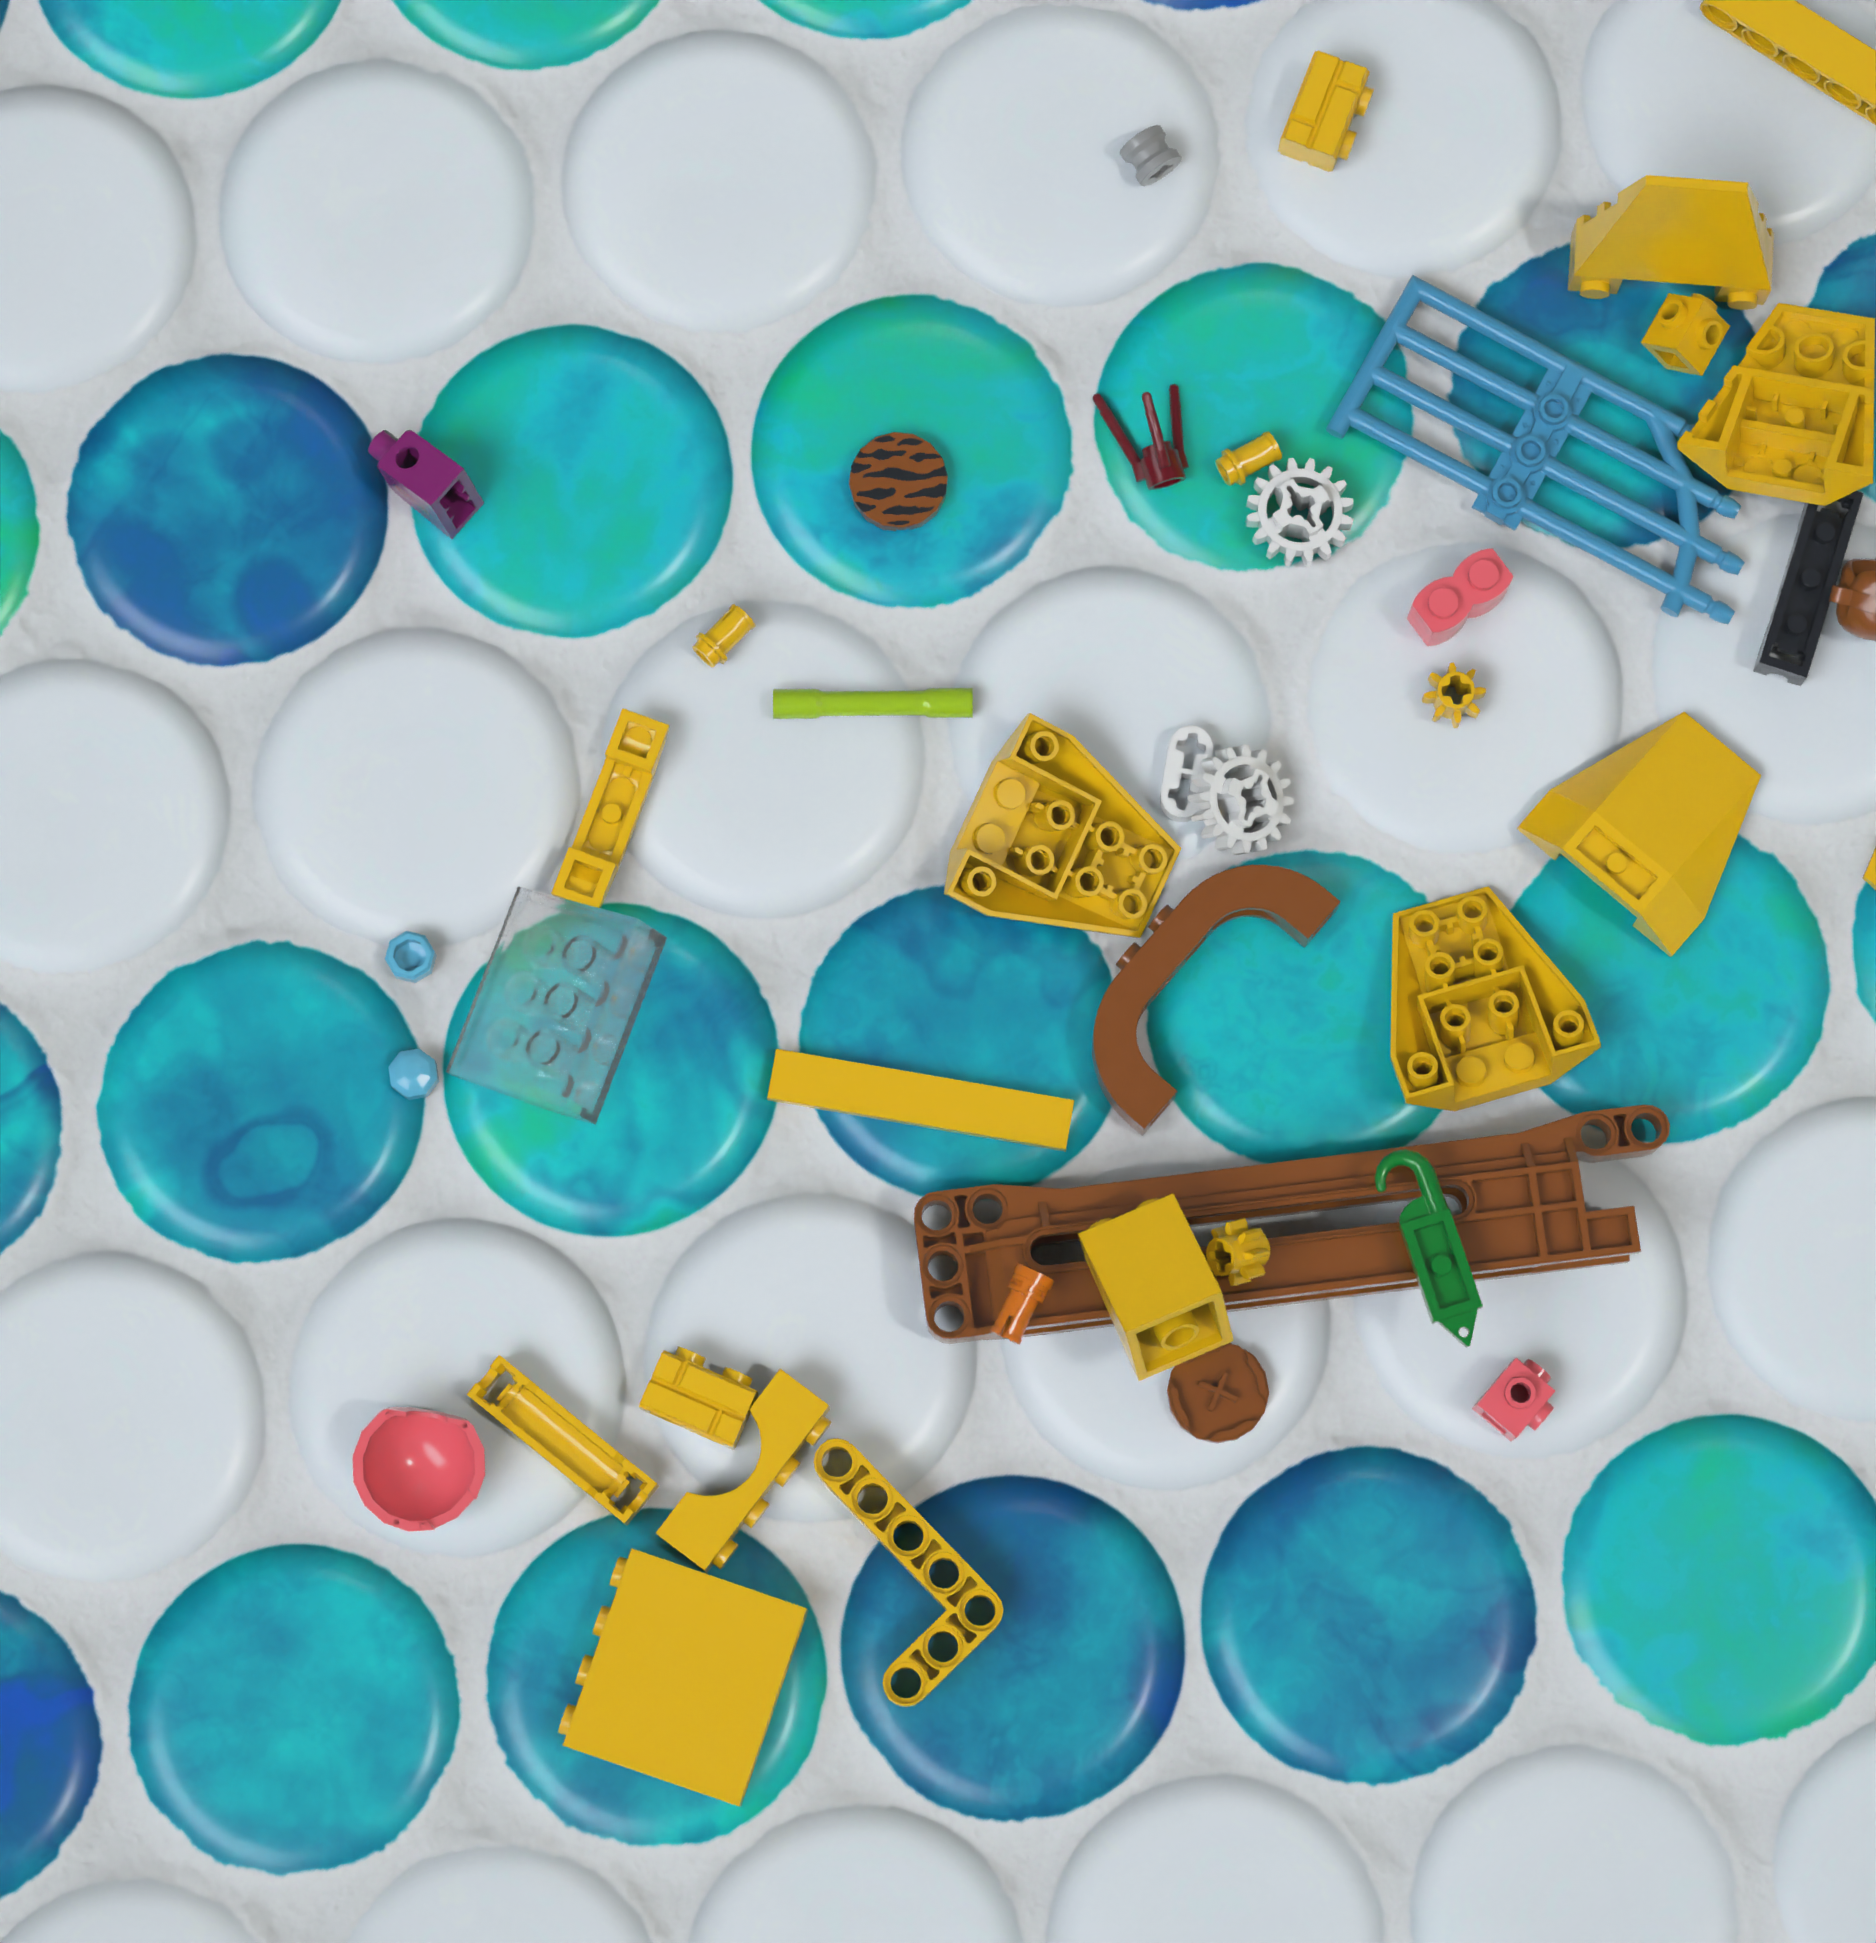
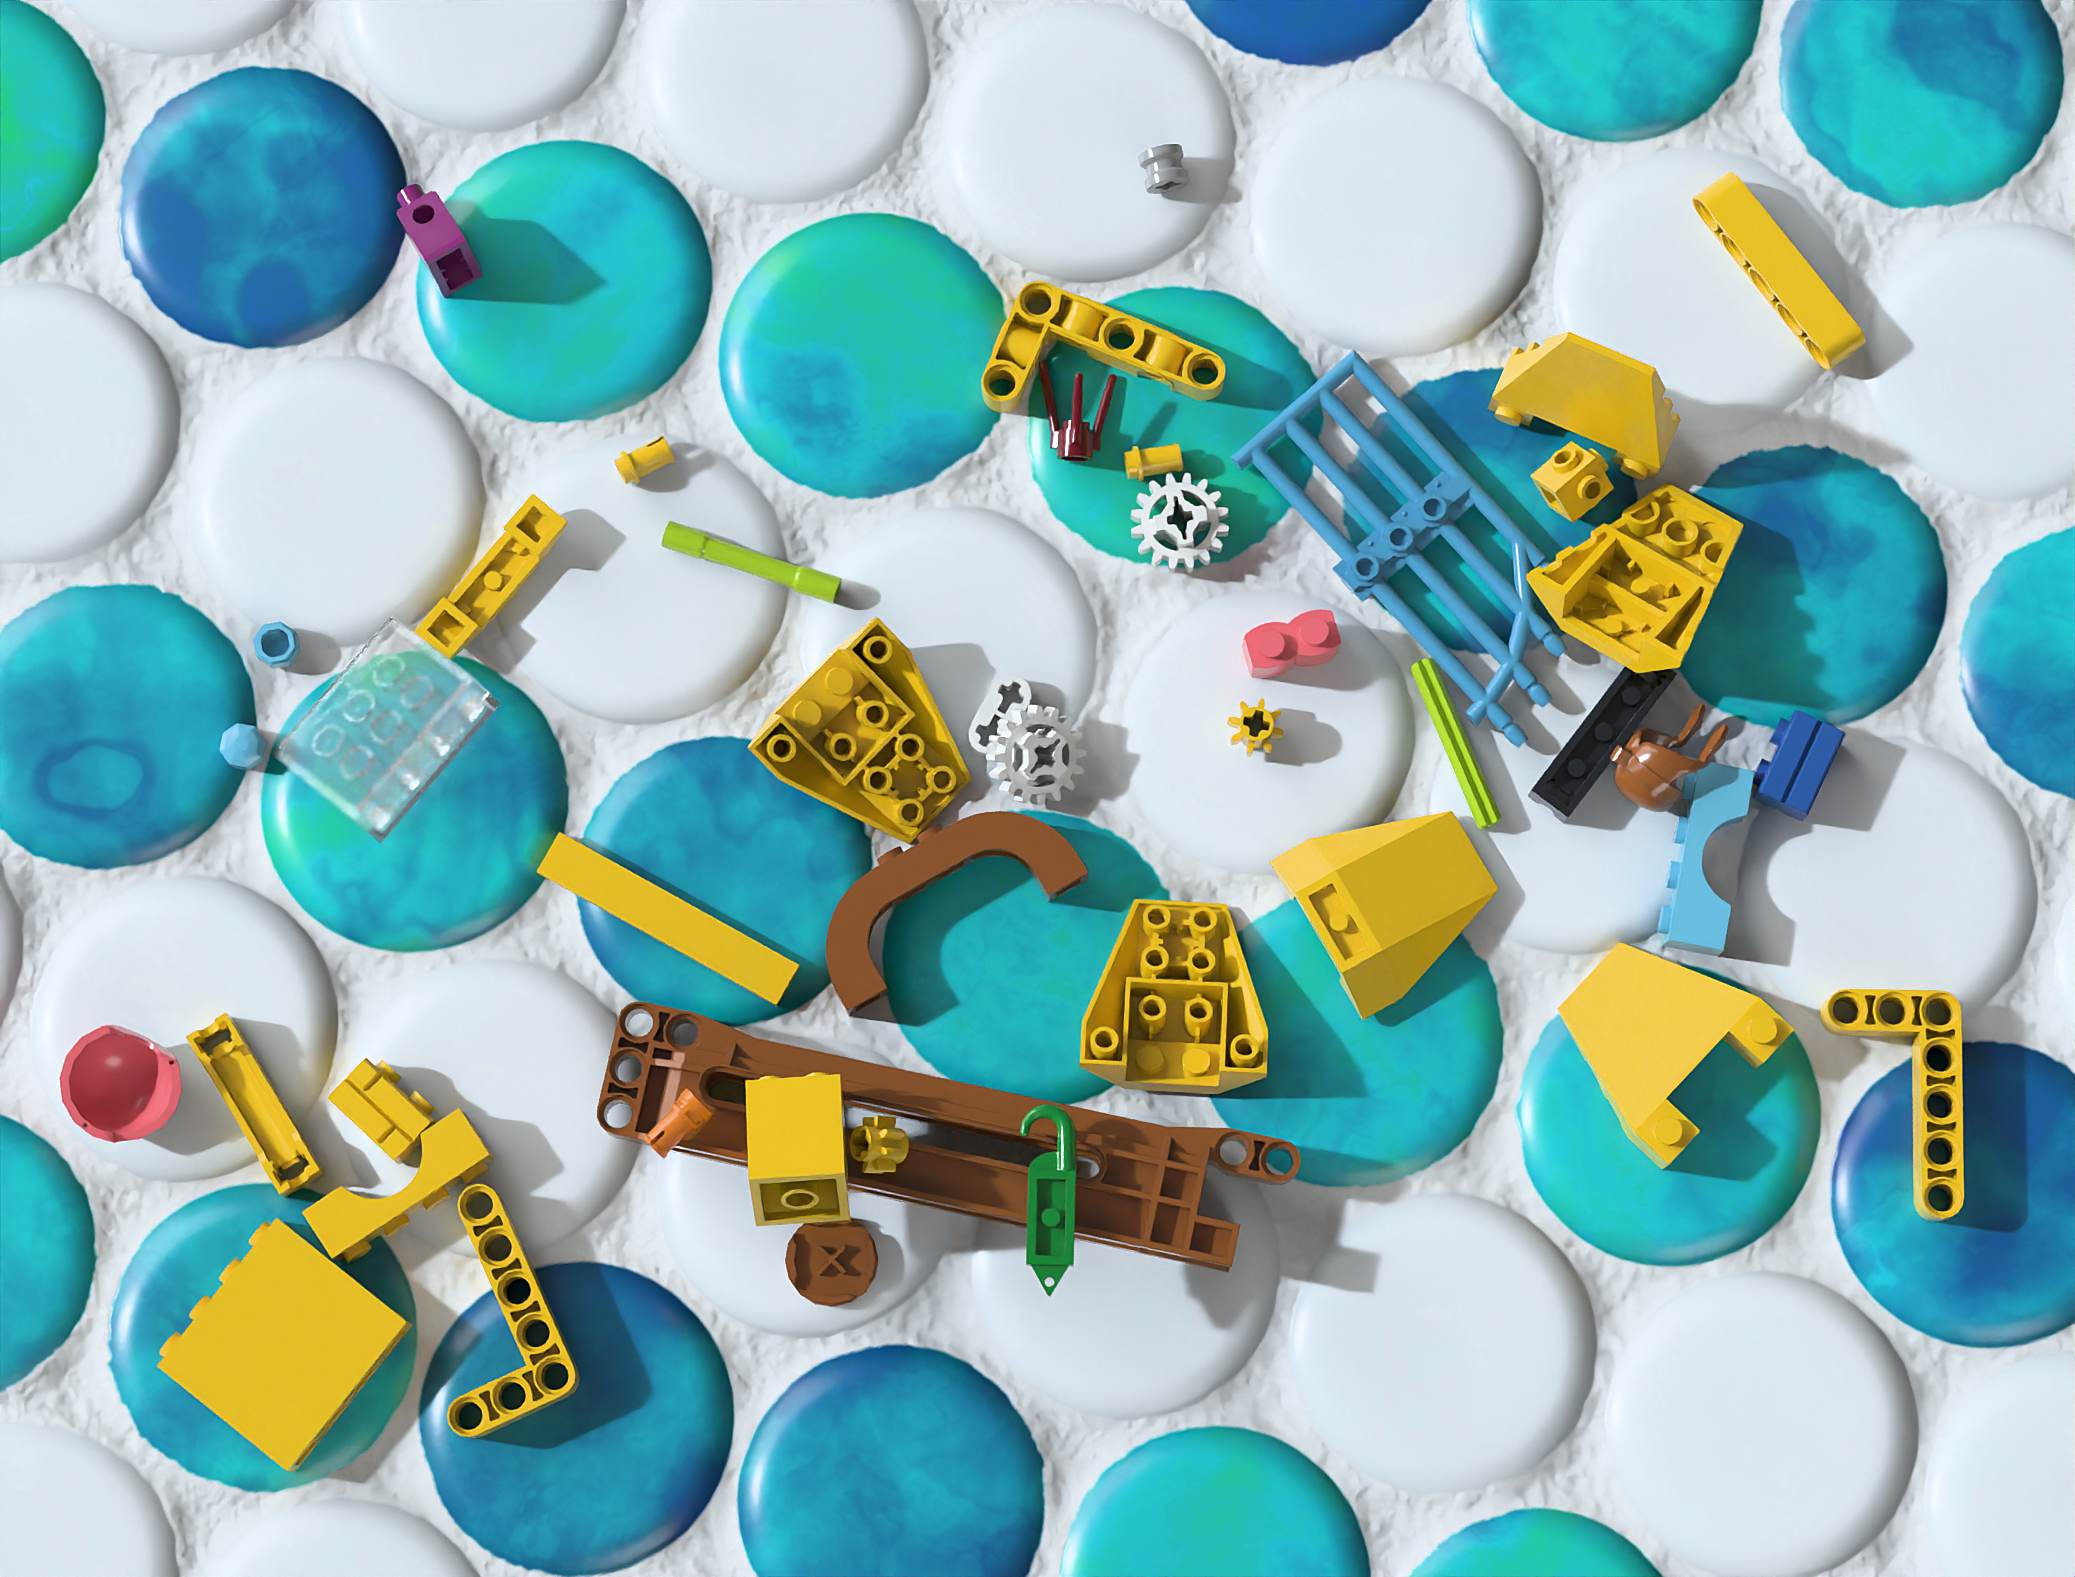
camera: 20 degrees right, 0 degrees up
(898, 481) = (843, 378): dark orange tile -> none
(1132, 344) = (1089, 328): none -> yellow beam
(1325, 110) = (1330, 181): yellow brick -> none
(1517, 1399) = (1086, 1356): coral brick -> none
(1662, 641) = (1456, 743): none -> lime axle

